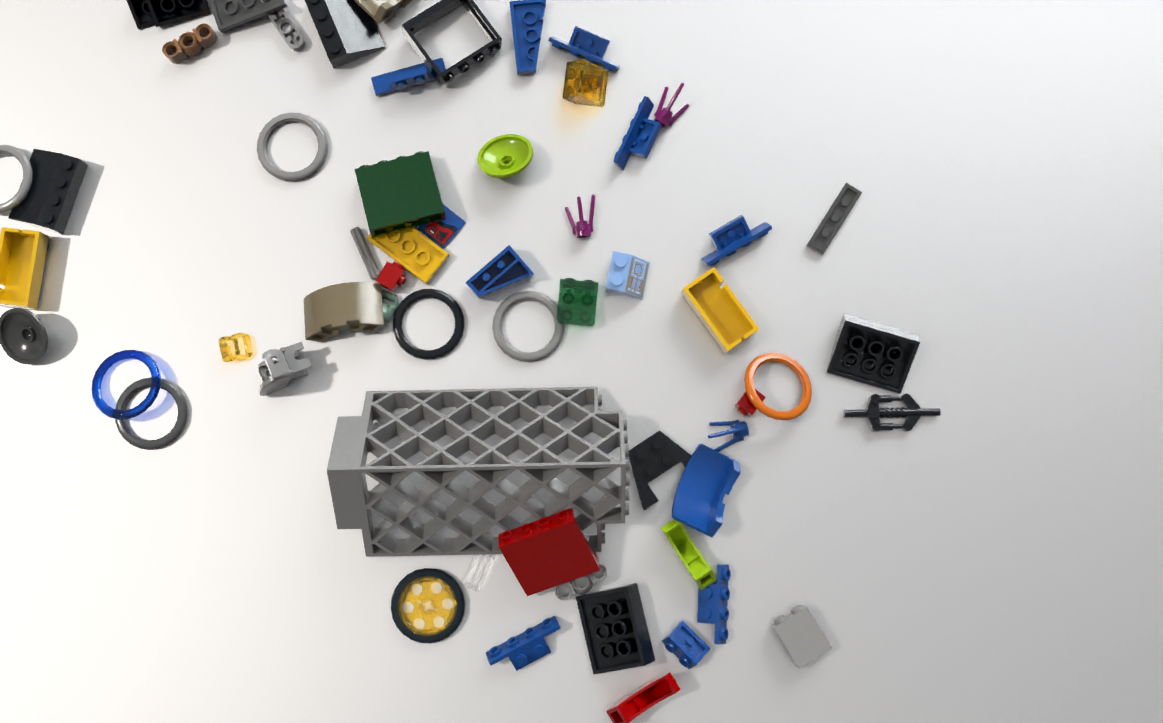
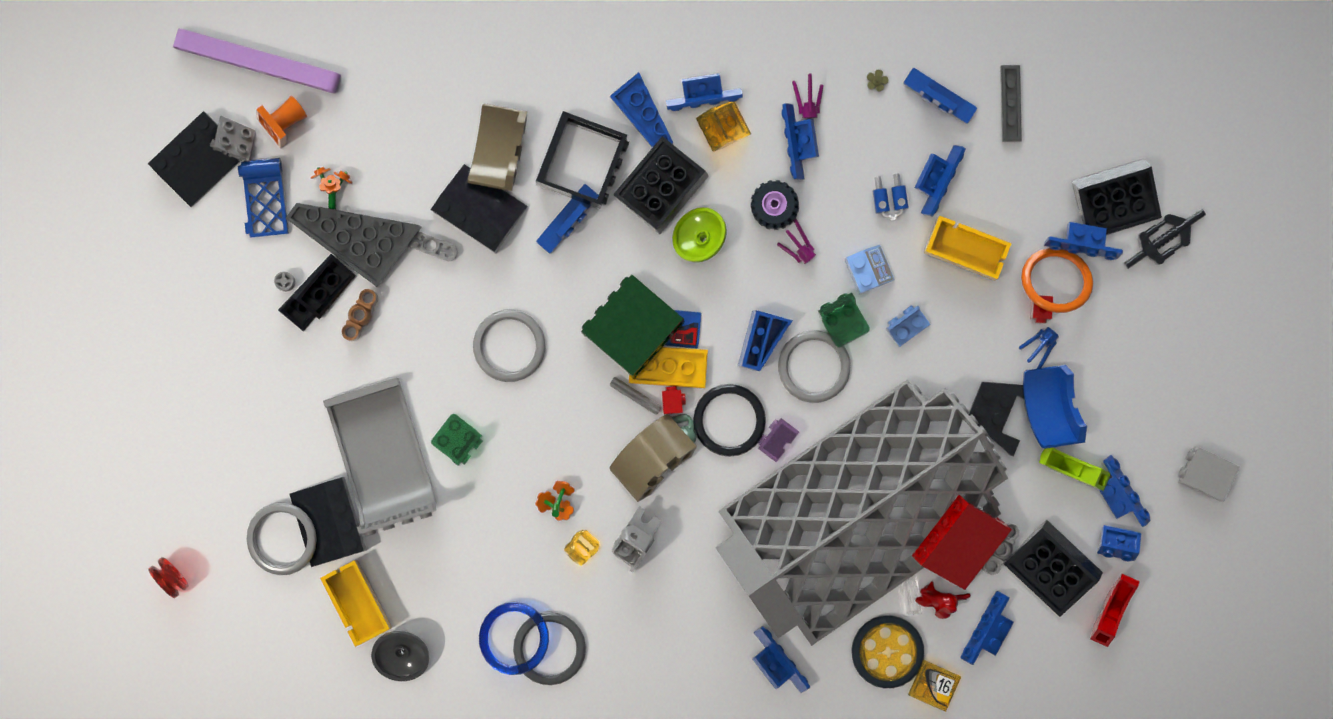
camera: 30 degrees left, 5 degrees up
(127, 164) = (381, 456): none -> light grey panel
(196, 193) = (457, 439): none -> clear green bracket
(234, 294) = (560, 509): none -> orange plant
(325, 553) = (776, 664): none -> blue bracket
(447, 661) = (934, 685): none -> slope
(455, 364) = (773, 443): none -> clear purple brick
(501, 595) = (944, 603): none -> red animal
(502, 97) = (661, 185): none -> black slope
(583, 172) = (774, 205): none -> black wheel
(627, 342) = (907, 326): none -> medium blue bracket
(675, 225) = (881, 198): none -> blue piece
(735, 130) = (877, 80): none -> olive plant
(779, 174) = (941, 96): none -> blue bracket
(823, 369) = (1085, 240): none -> blue bracket

